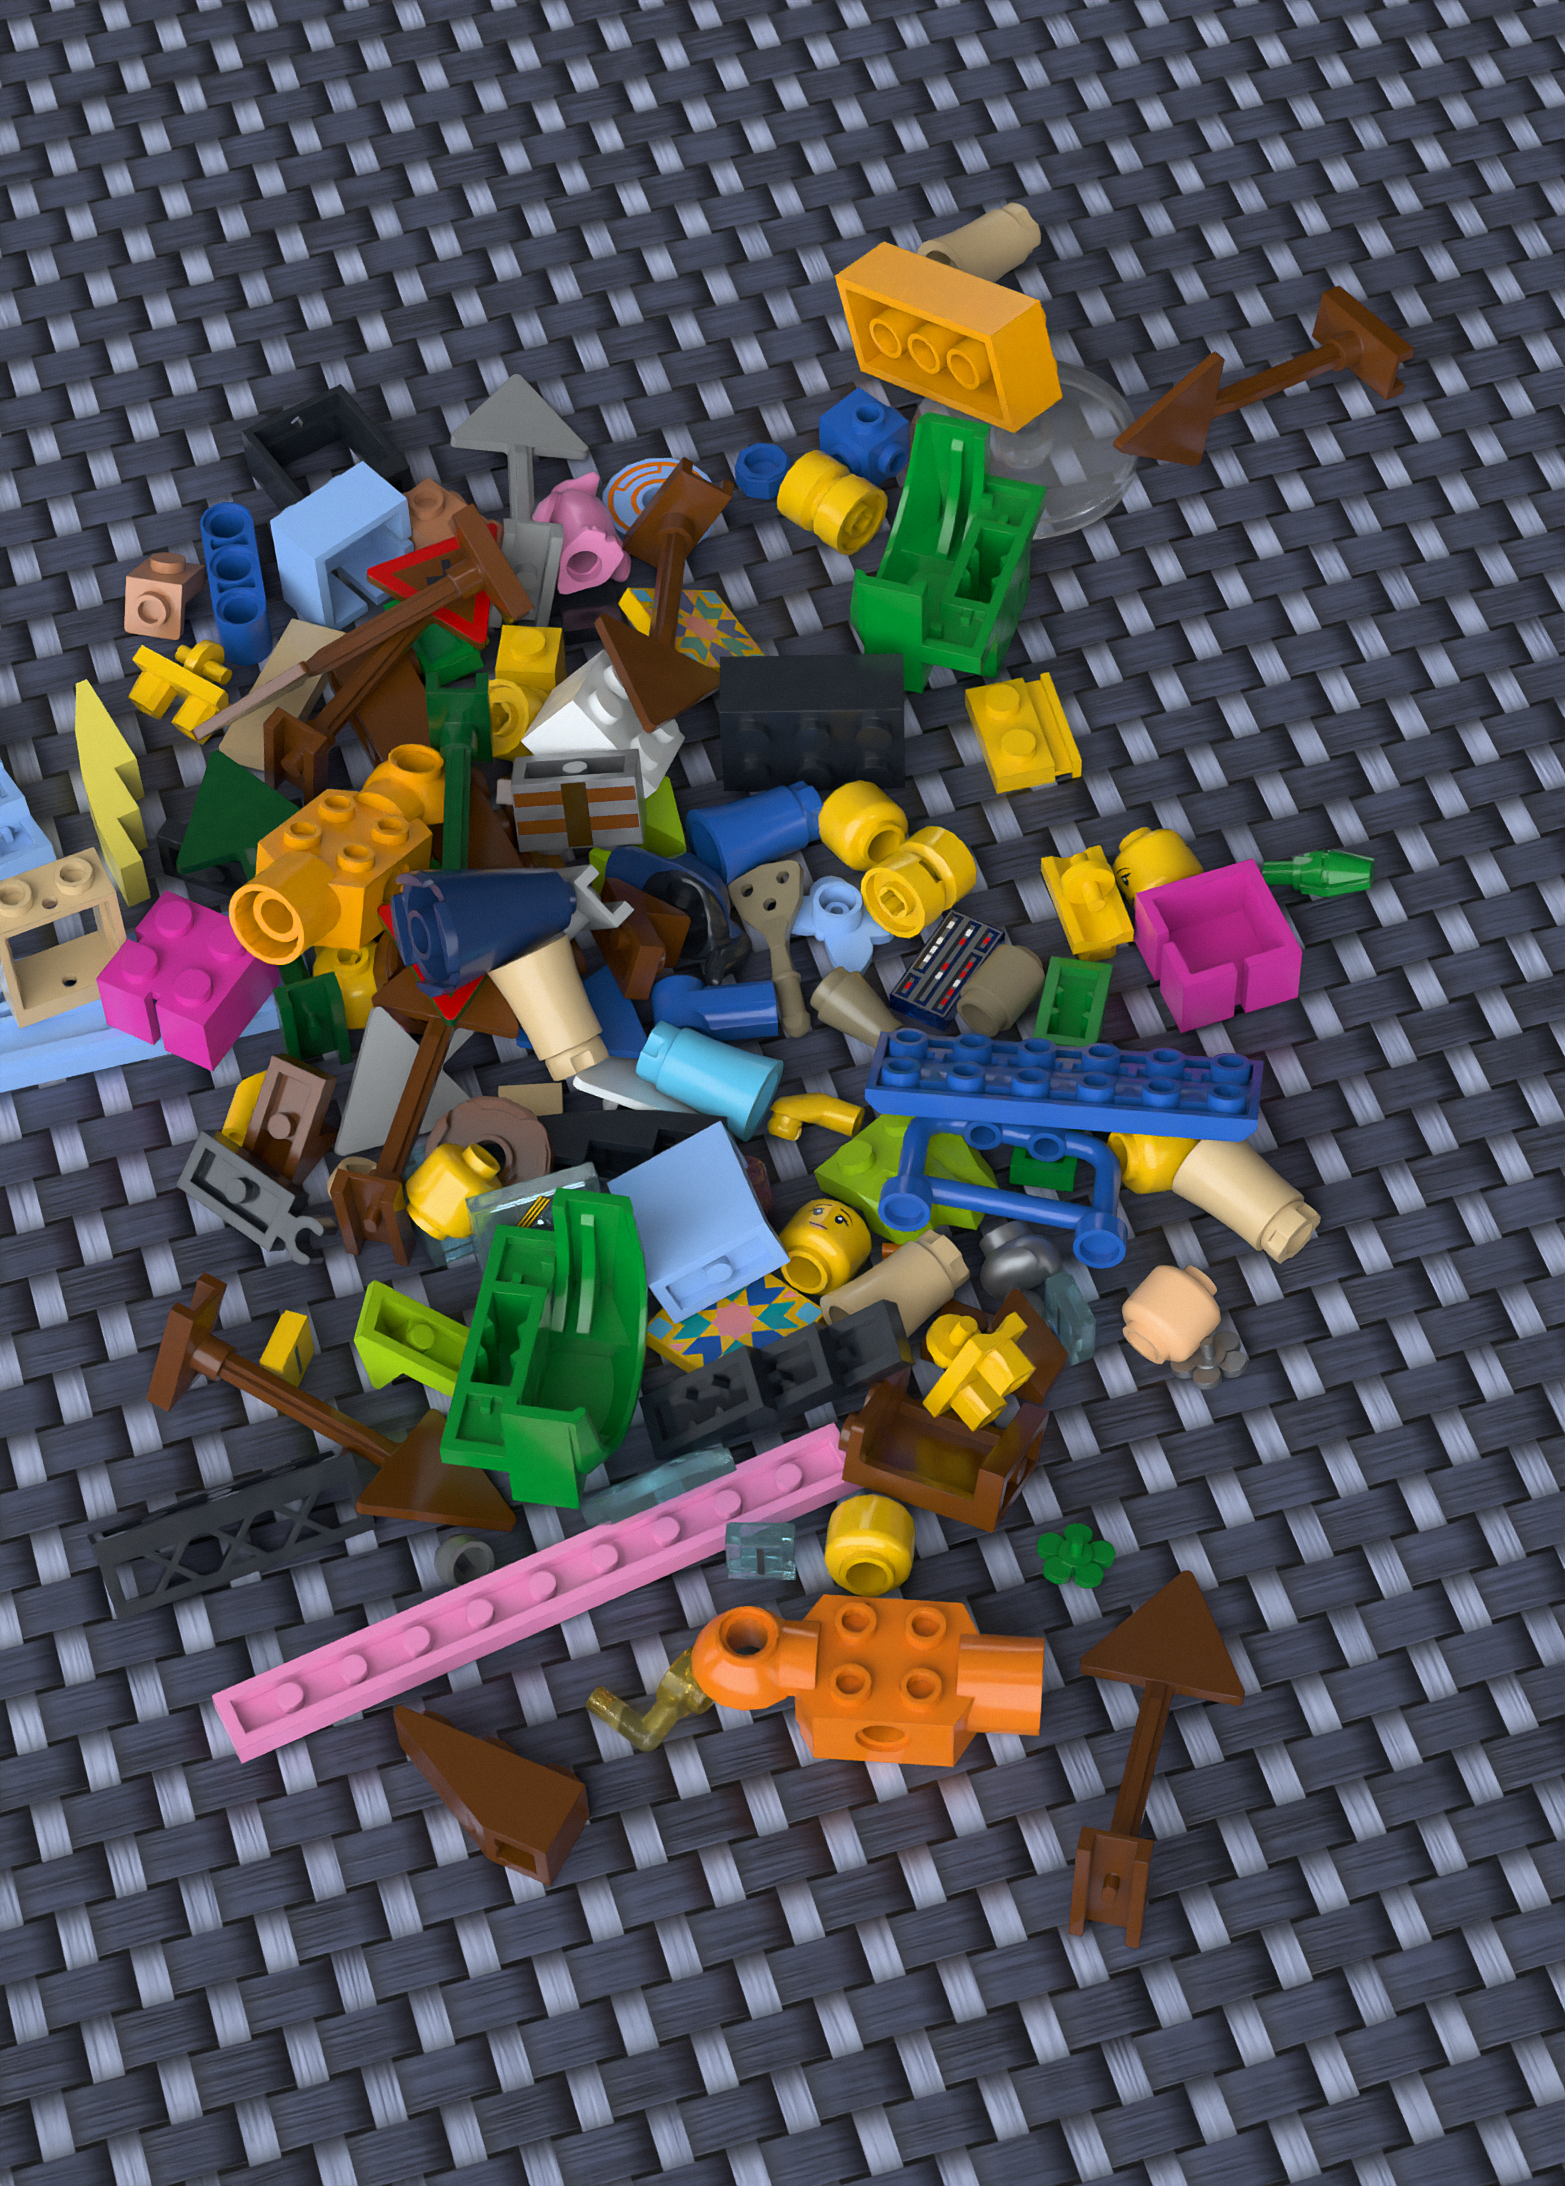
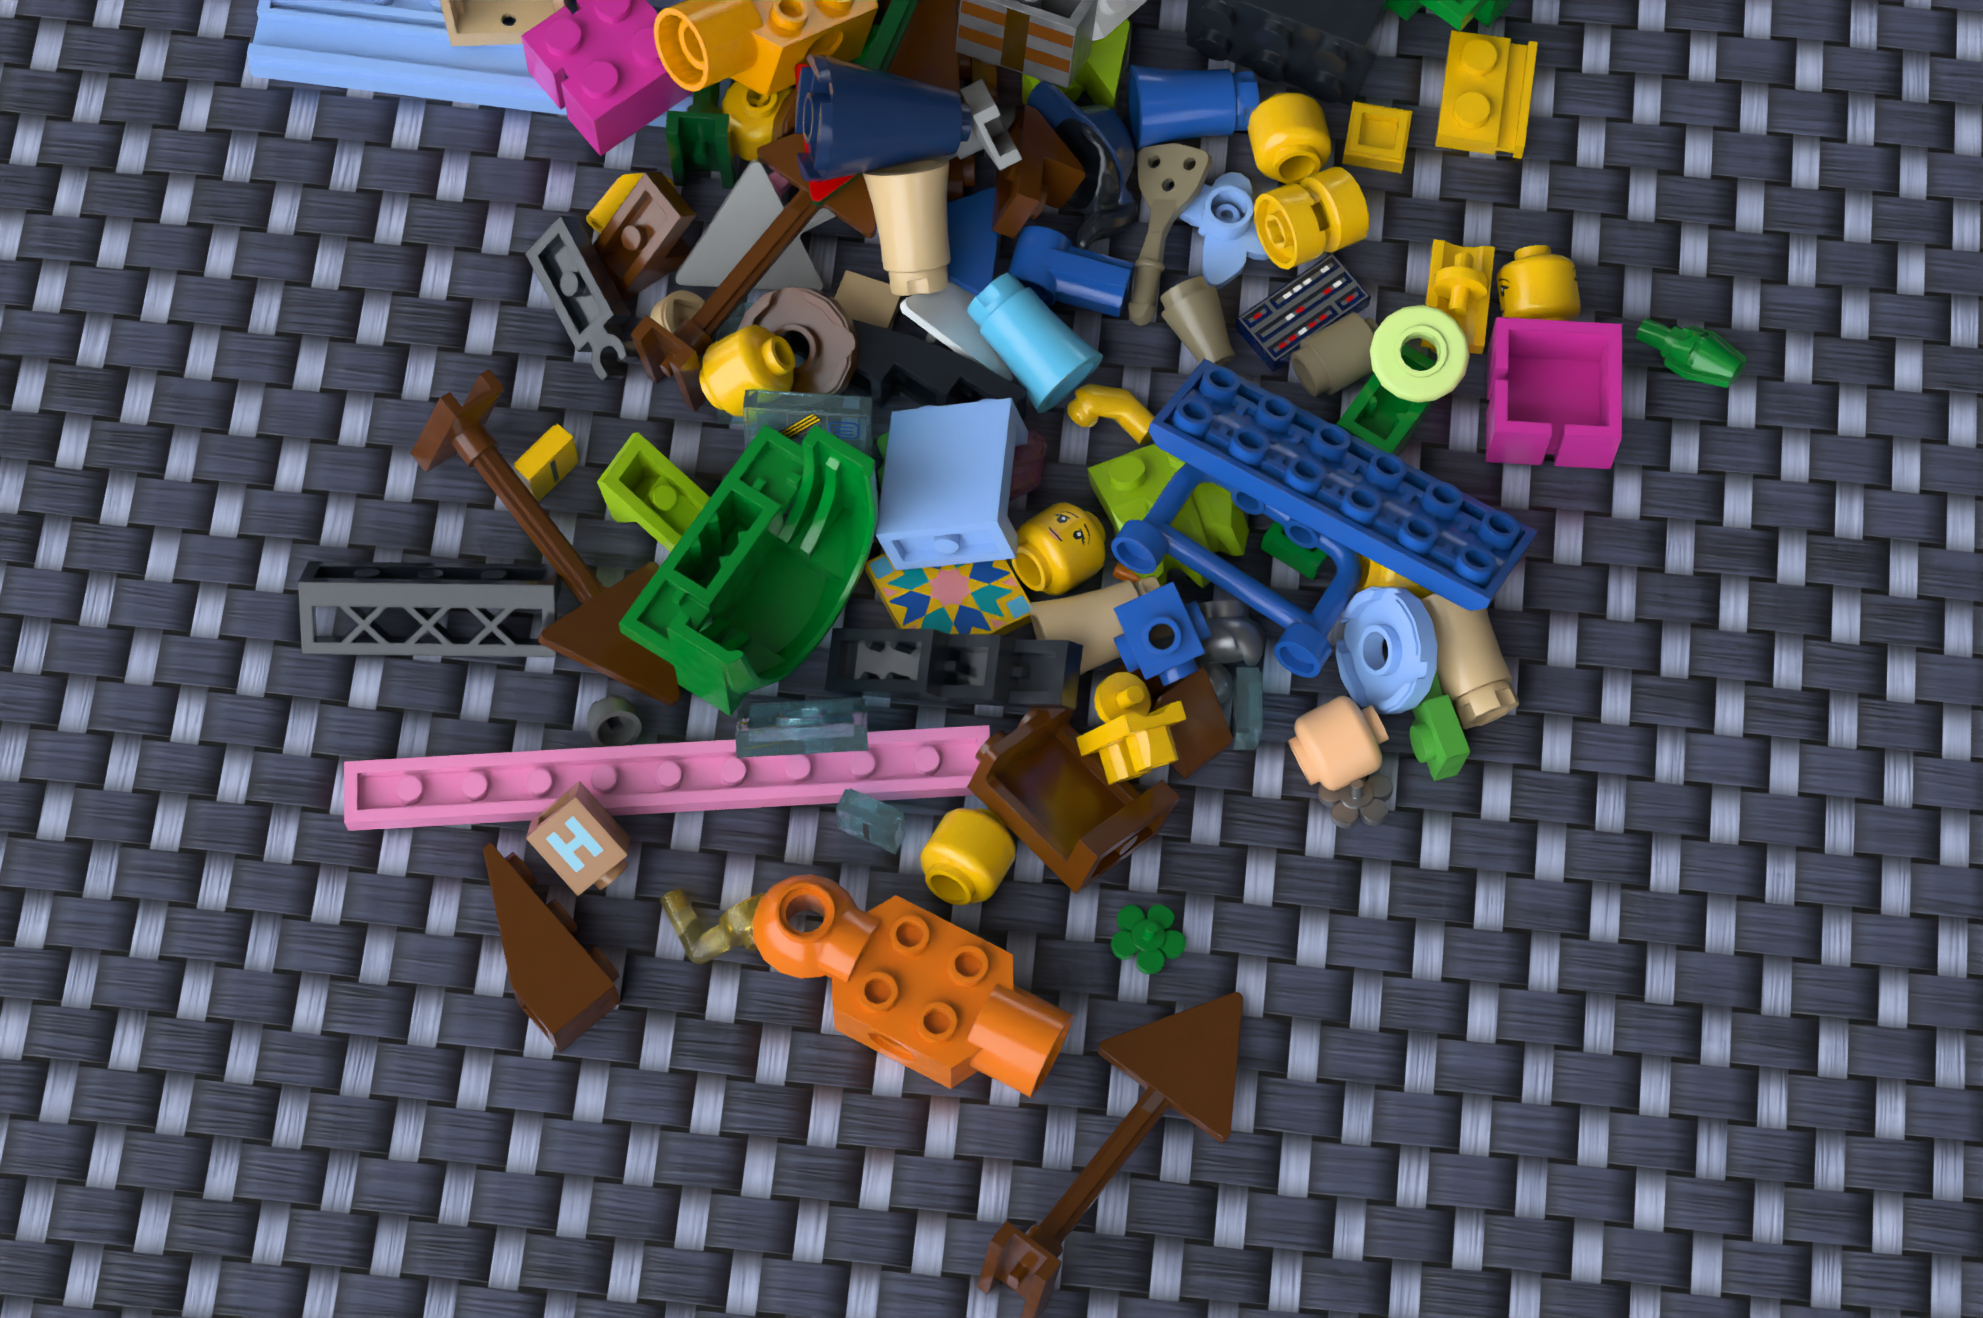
camera: 20 degrees right, 15 degrees up
(487, 1671) = (580, 840): none -> medium nougat brick
(942, 801) = (1377, 137): none -> yellow tile
(962, 1242) = (1156, 608): none -> blue brick
(1082, 927) = (1427, 324): none -> yellowish green piece
(1205, 1202) = (1412, 649): none -> light blue tile
(1255, 1265) = (1438, 734): none -> bright green plate

